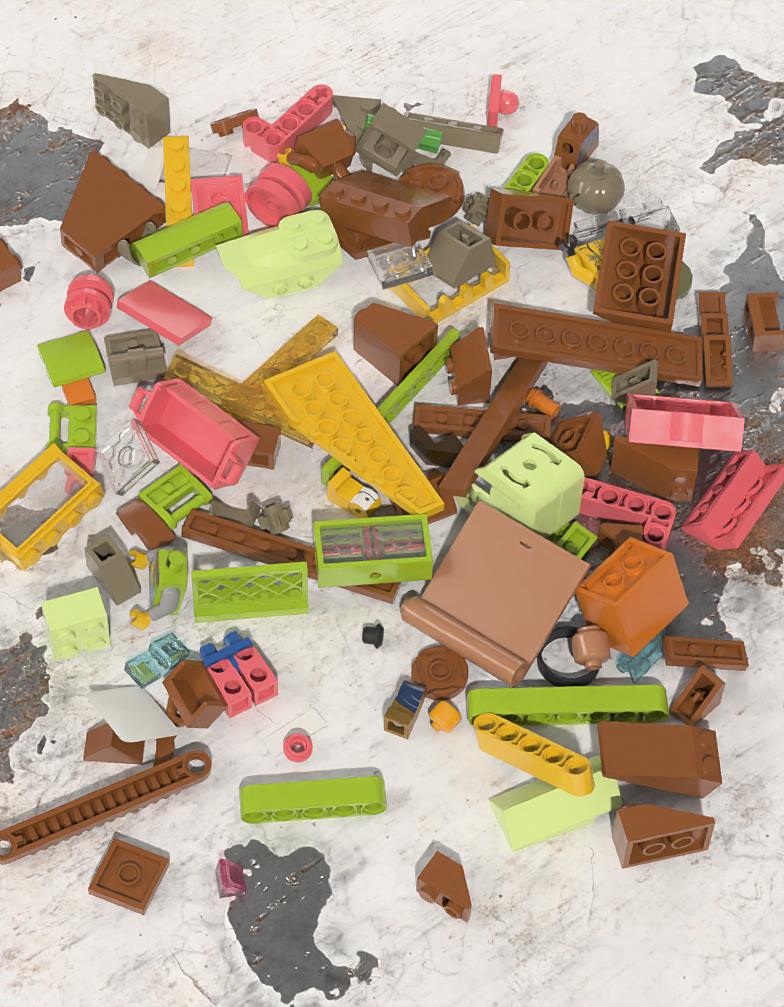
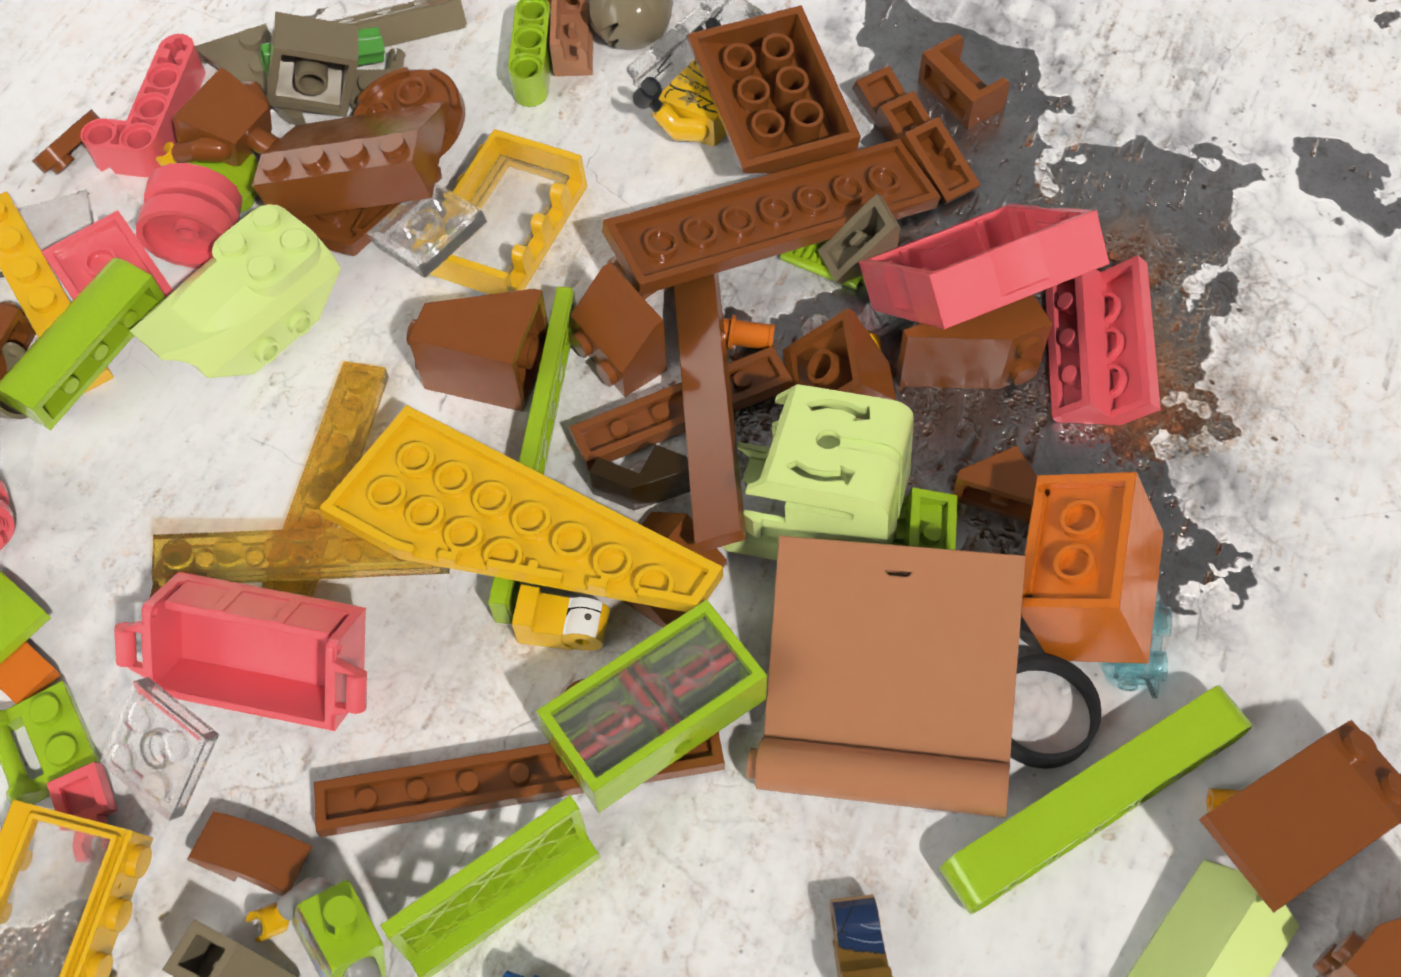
camera: 25 degrees left, 5 degrees up
(135, 357) = (88, 568): dark tan plate -> none
(164, 312) = (100, 473): coral tile -> none
(171, 490) = (260, 768): lime plate -> none
(243, 517) = (390, 752): dark tan helmet -> none
(268, 447) = (379, 597): dark orange slope -> none
(275, 517) = (458, 724): dark tan gear -> none
(373, 635) = (729, 843): black piece -> none
(440, 672) = (868, 849): dark orange tile -> none
(444, 717) = (927, 927): light orange piece -> none
(460, 254) = (508, 173): dark tan slope -> none
(476, 208) = (489, 106): dark tan gear -> none
(527, 219) = (568, 87): dark orange slope -> none
(534, 754) = (1151, 945): yellow beam -> none
(591, 647) = (1082, 683): nougat head -> none
(624, 501) = (1004, 430): coral beam -> none
(699, 697) = (1274, 672): dark orange slope -> none
(707, 652) = (1230, 597): dark orange tile -> none

